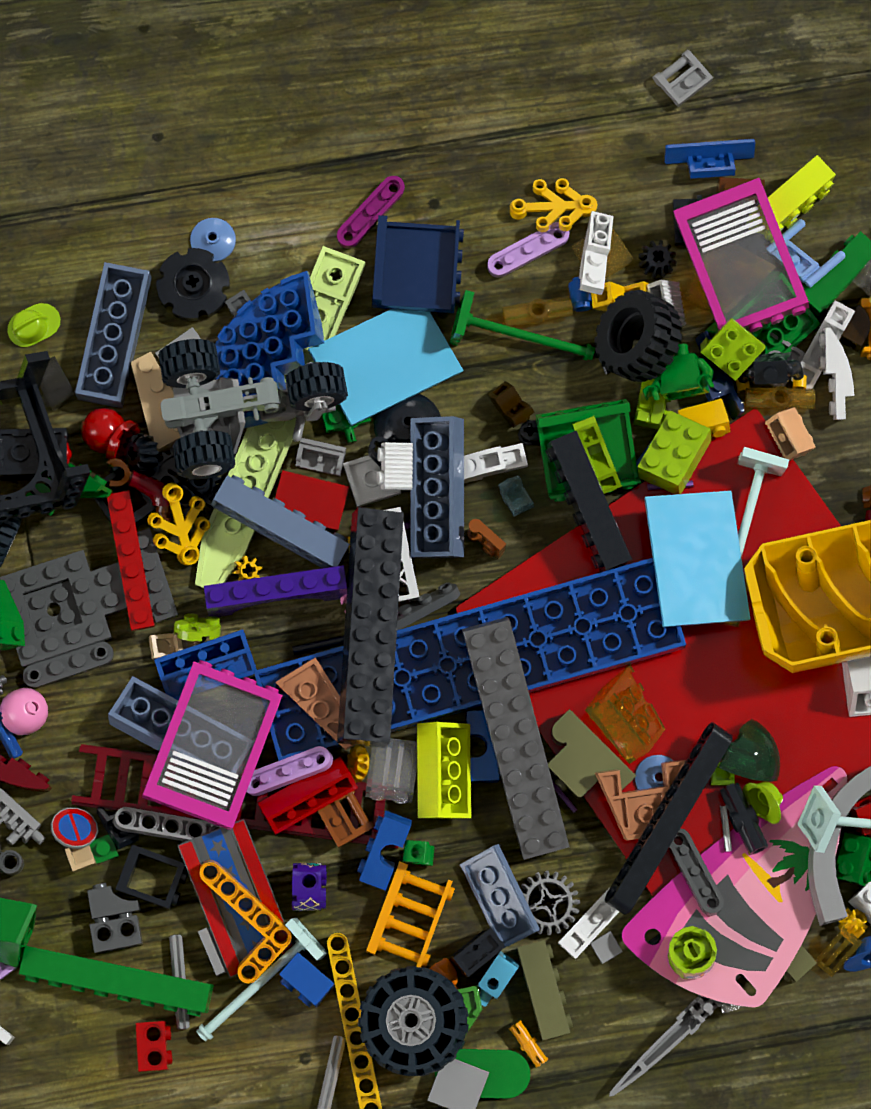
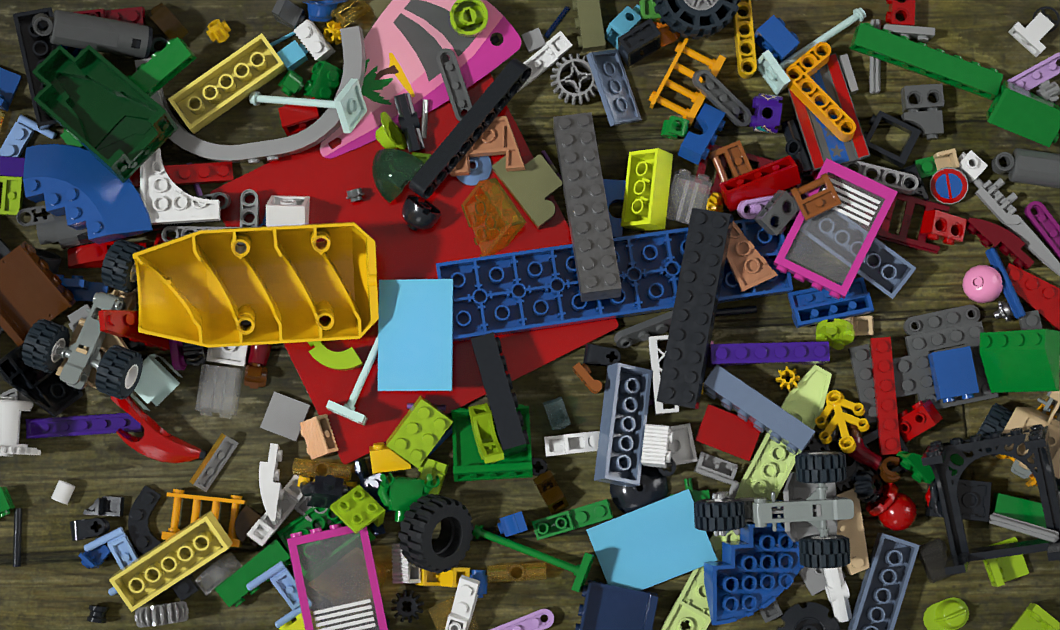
camera: 165 degrees left, 5 degrees up
(50, 856) = (971, 165): none -> white brick
(52, 594) = (953, 374): none -> blue brick
(77, 776) = (948, 227): none -> red brick
(89, 538) = (918, 419): none -> red brick
(145, 1014) = (922, 34): none -> light grey hinge
(162, 327) = (837, 594): none -> white piece
(238, 768) = (819, 202): none -> dark orange plate
(267, 848) = (796, 147): none -> black piece
(288, 760) = (774, 209): none -> dark grey brick
(365, 898) = (721, 97): none -> dark grey plate
(475, 570) = (596, 355): none -> black piece
(482, 378) = (572, 519): none -> green slope
(548, 363) = (512, 524): none -> blue arch
(580, 975) = (551, 29): none -> clear blue piece
(713, 706) = (419, 214): none -> black cylinder
(783, 523) = (335, 360): none -> lime arch
(794, 724) = (355, 194): none -> dark grey plate
(833, 456) = (284, 416): none -> light grey tile

